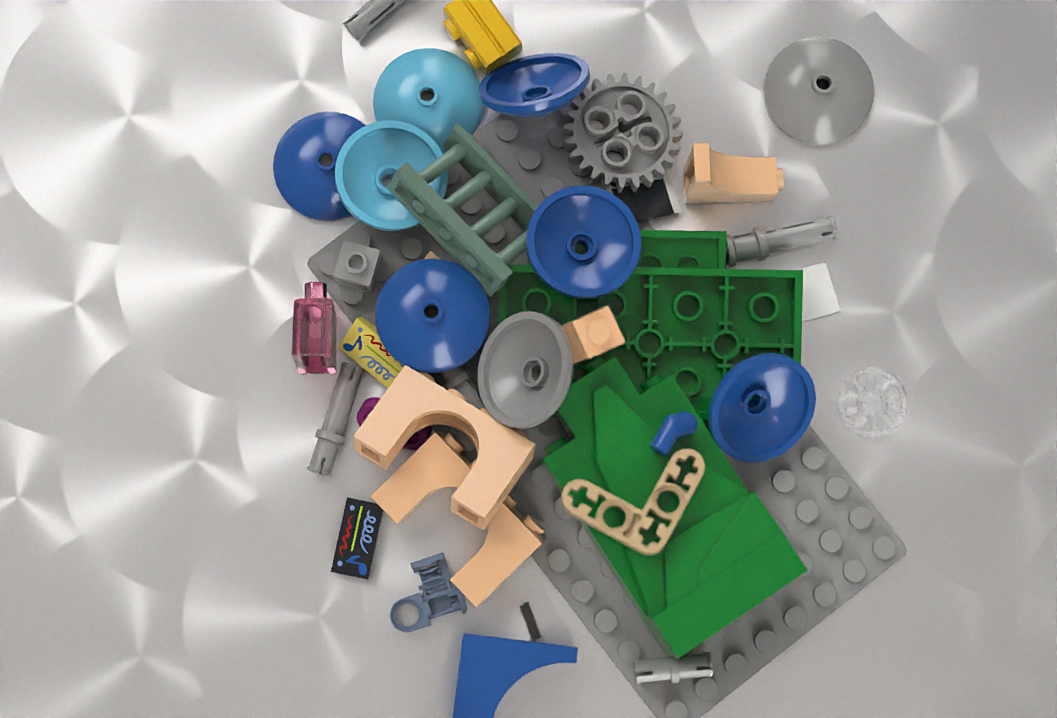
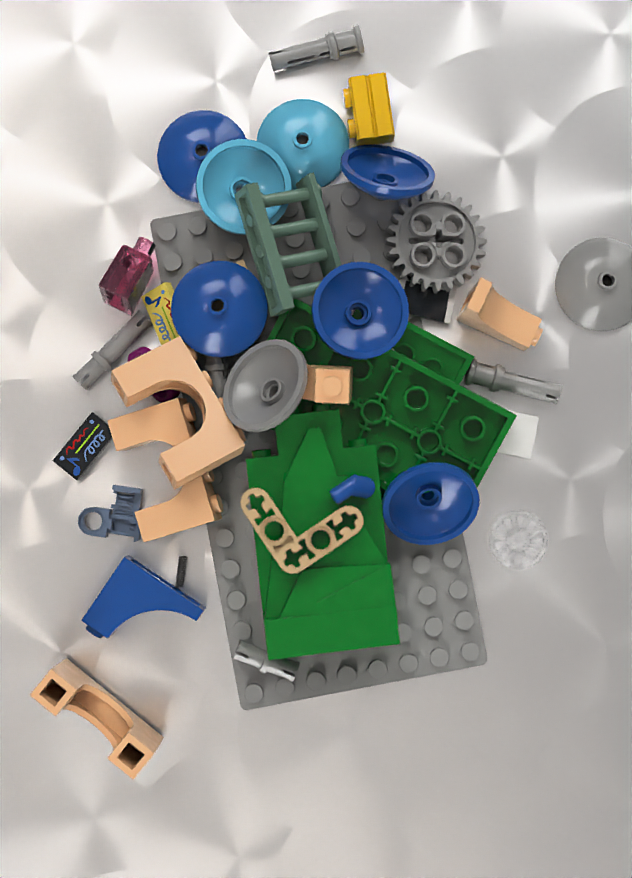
camera: 35 degrees right, 5 degrees up
(358, 266) = (184, 243): light grey brick -> none

